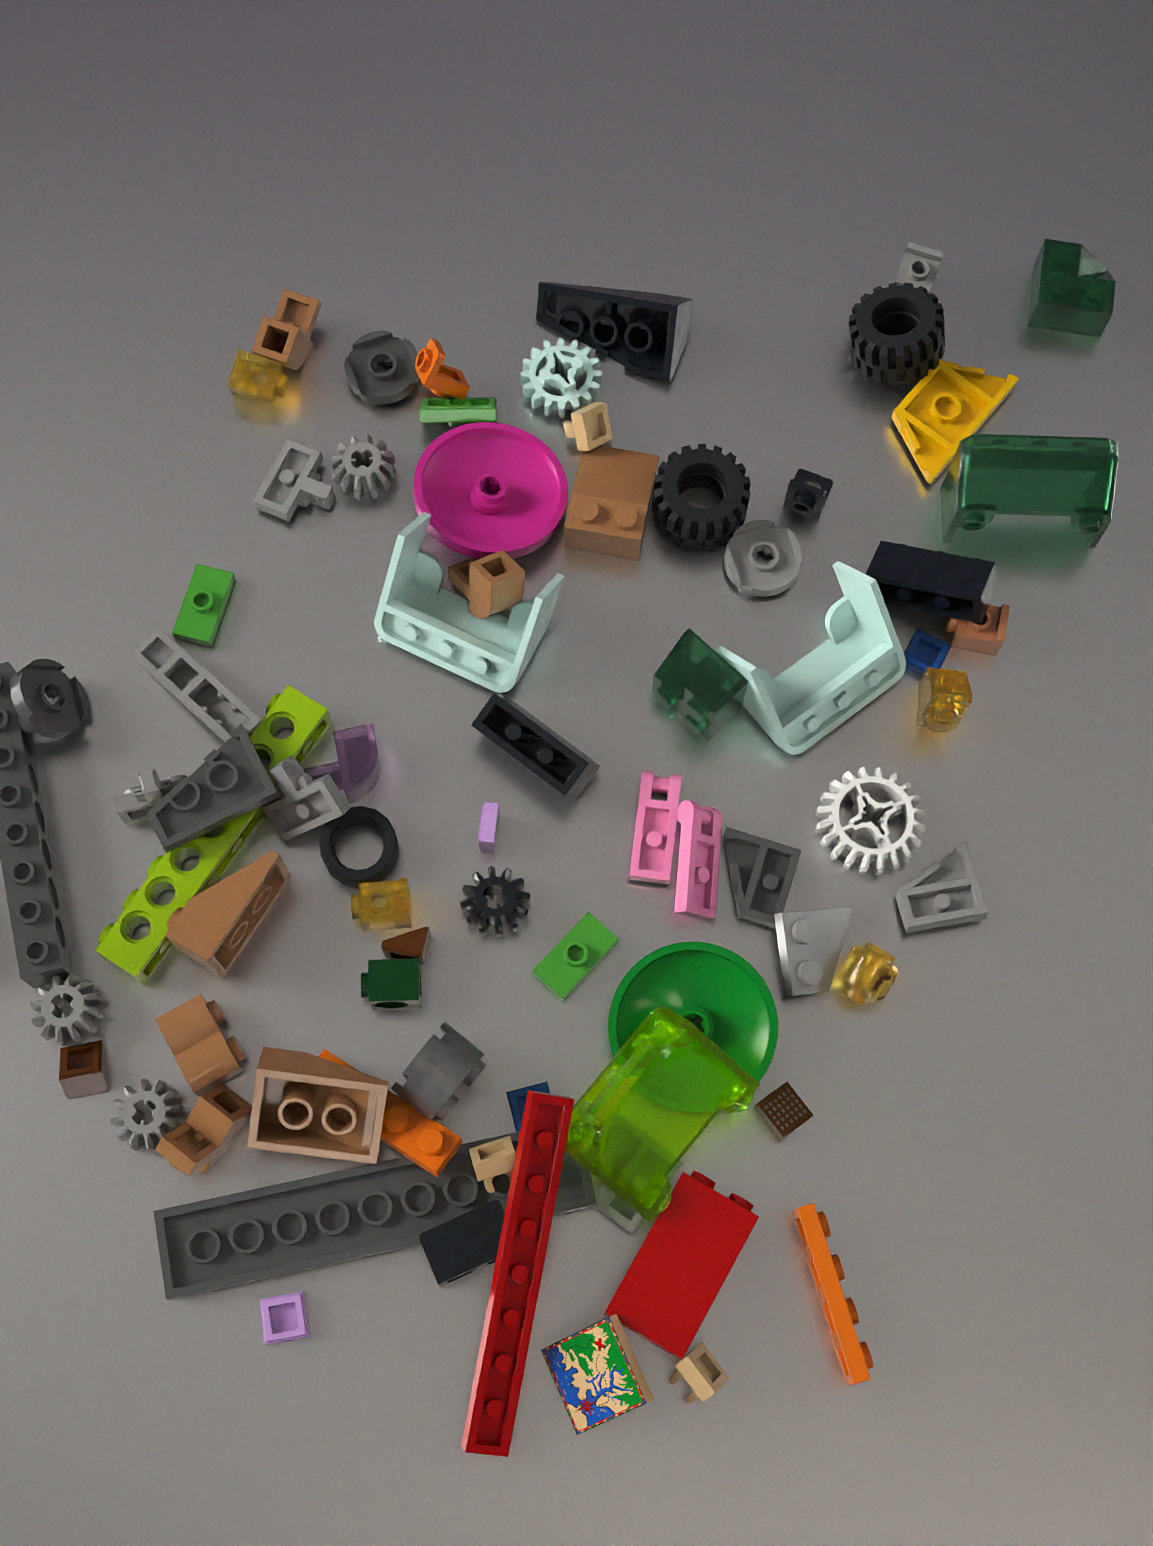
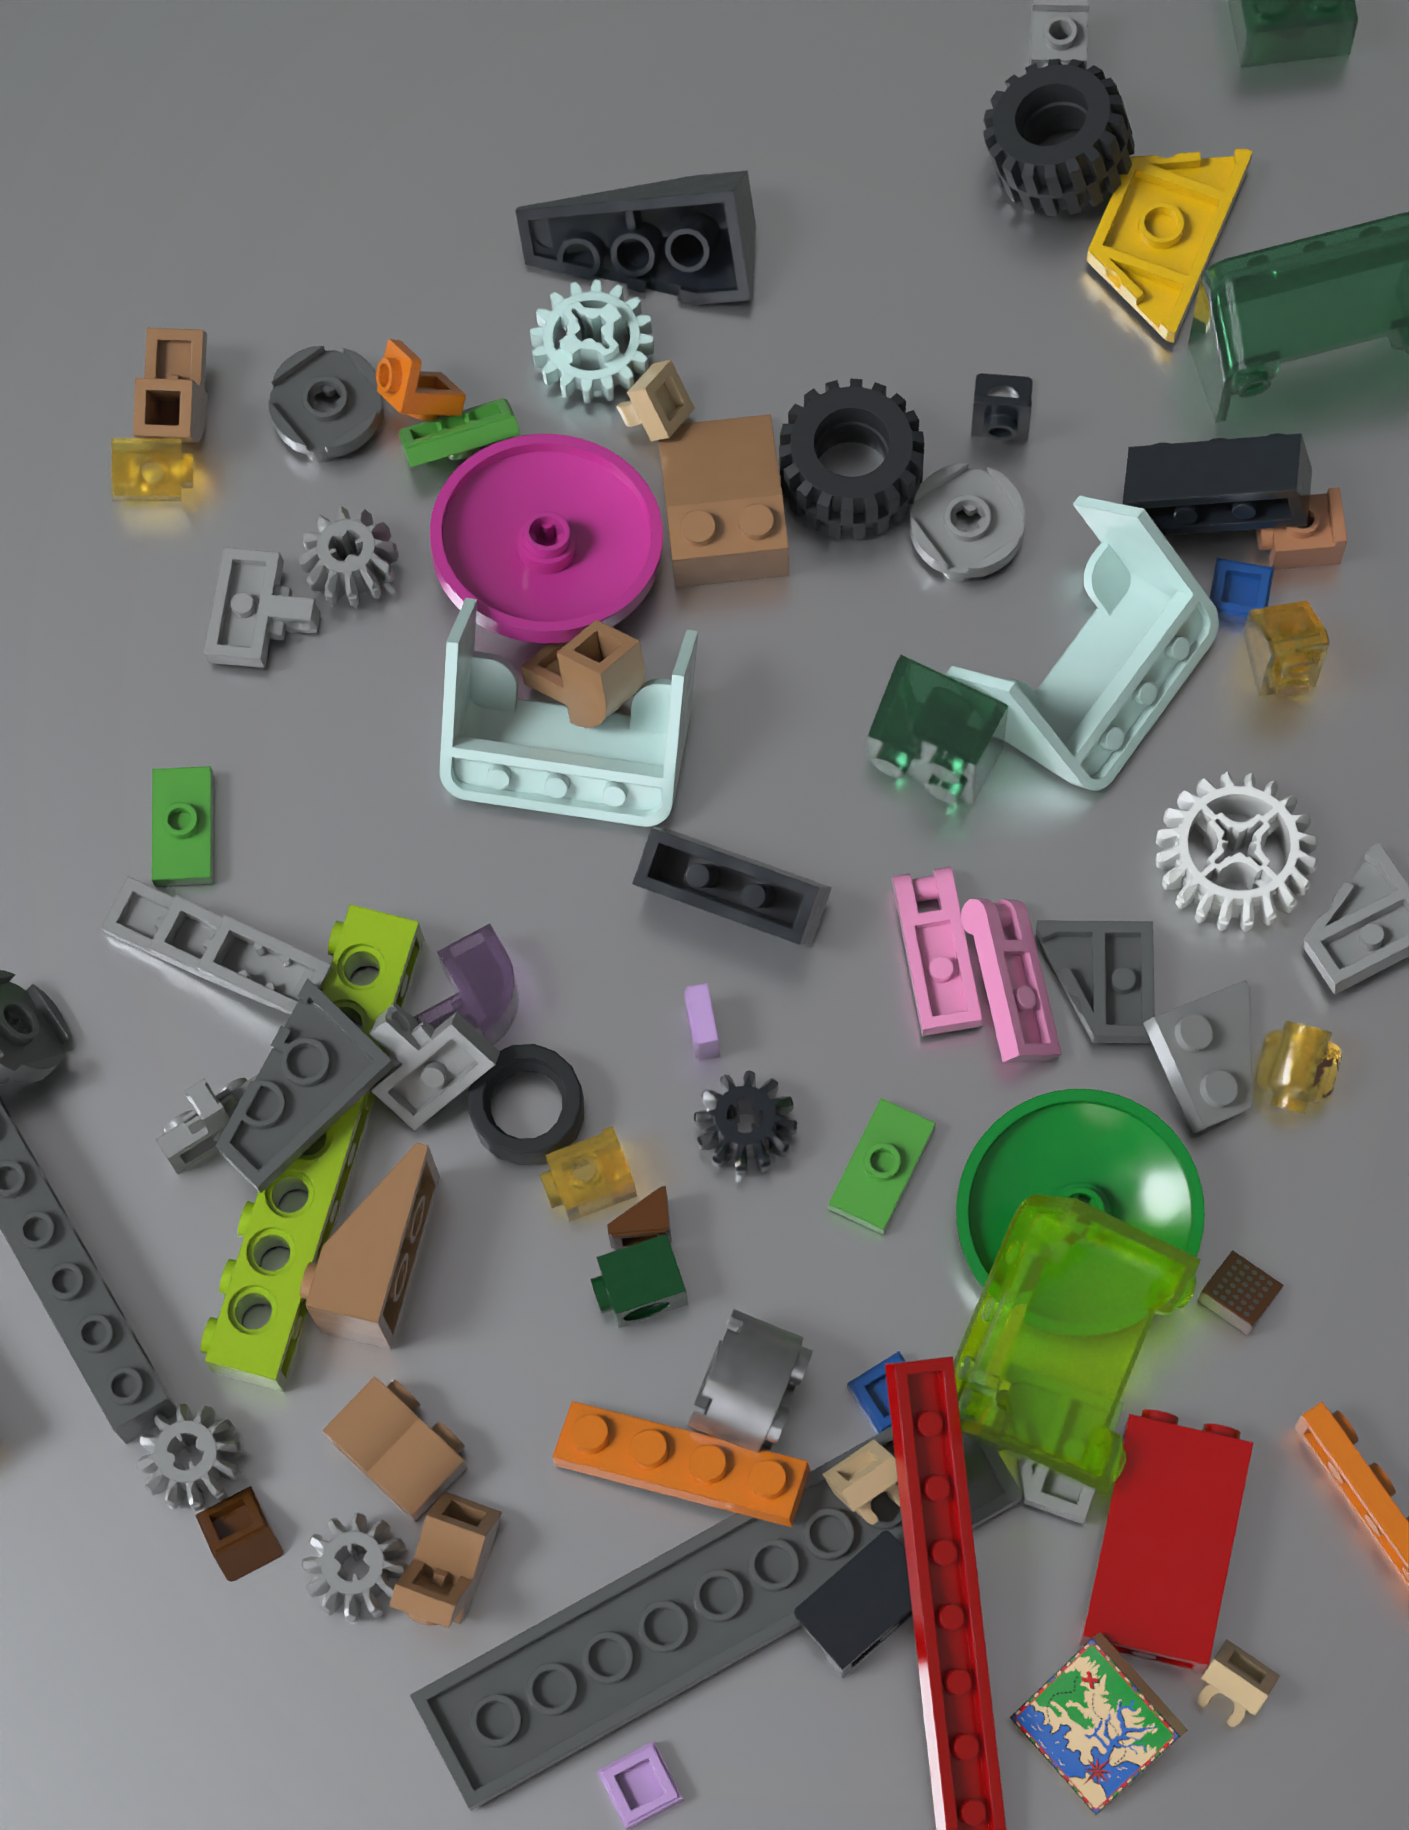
camera: 10 degrees left, 0 degrees up
(316, 1107) = (593, 1482): medium nougat slope -> none

